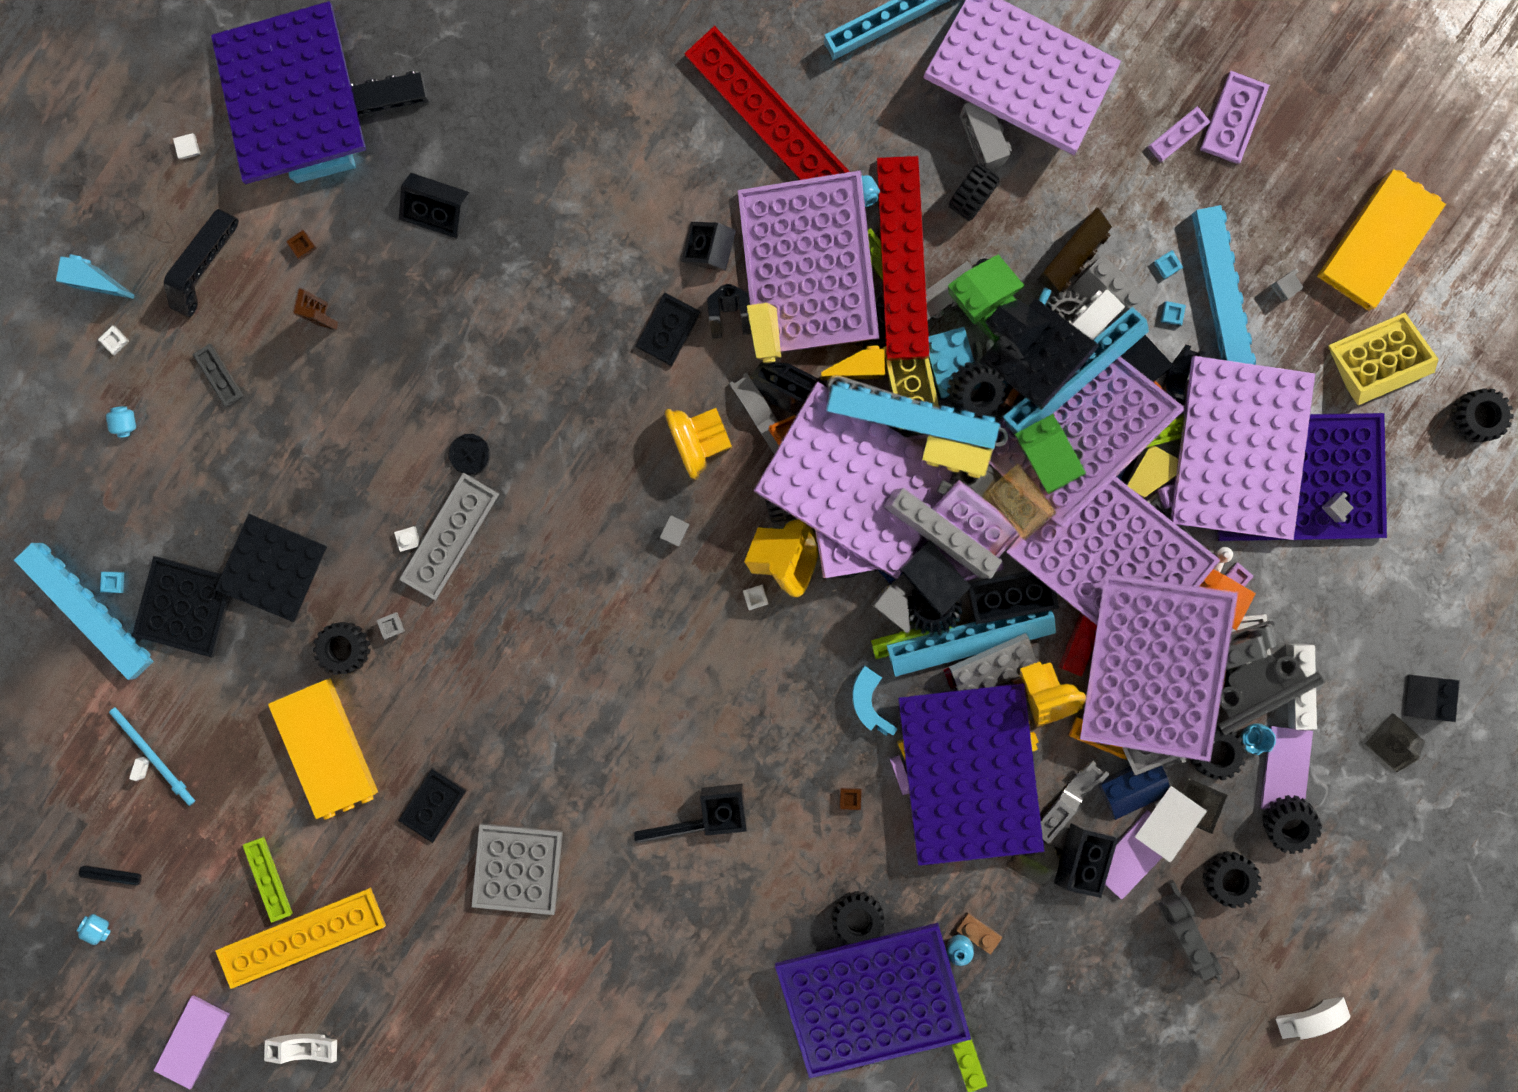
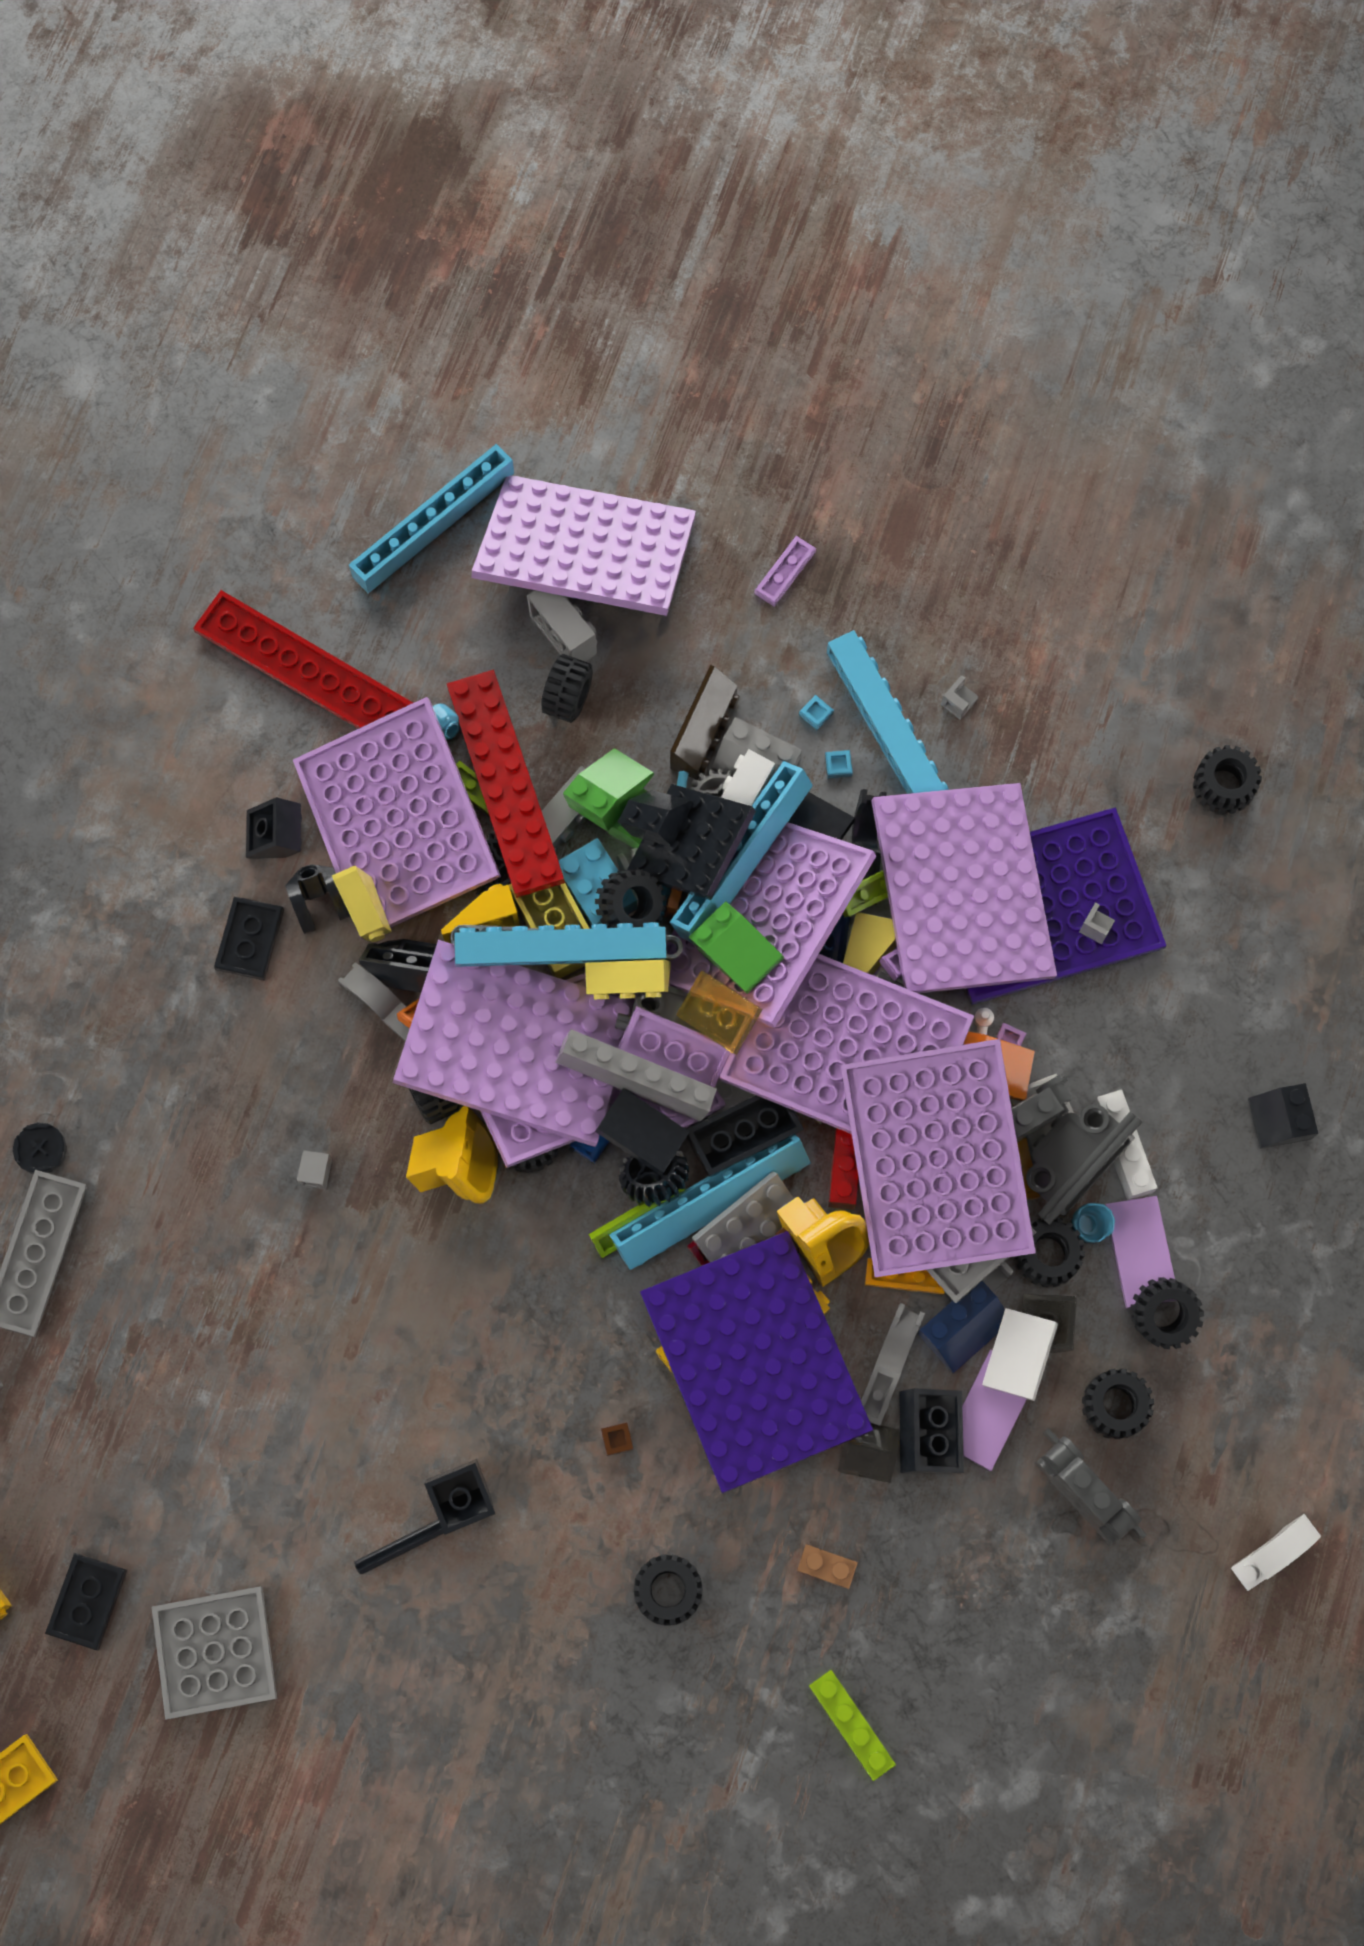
camera: 15 degrees left, 15 degrees down
(697, 438) = (315, 1052): yellow piece -> none
(755, 597) = (434, 1224): white tile -> none
(862, 700) = (595, 1300): medium azure arch -> none
(873, 1000) = (714, 1689): dark purple plate -> none
(893, 606) = (600, 1182): light grey slope -> none
(900, 774) = (670, 1390): lavender beam -> none
(959, 950) = (807, 1582): medium azure head -> none
(1234, 117) = (842, 537): lavender tile -> none
(1381, 239) = (1048, 622): yellow brick -> none
(1383, 358) = (1094, 749): light yellow slope -> none
(1396, 743) = (1260, 1184): clear smoke slope -> none

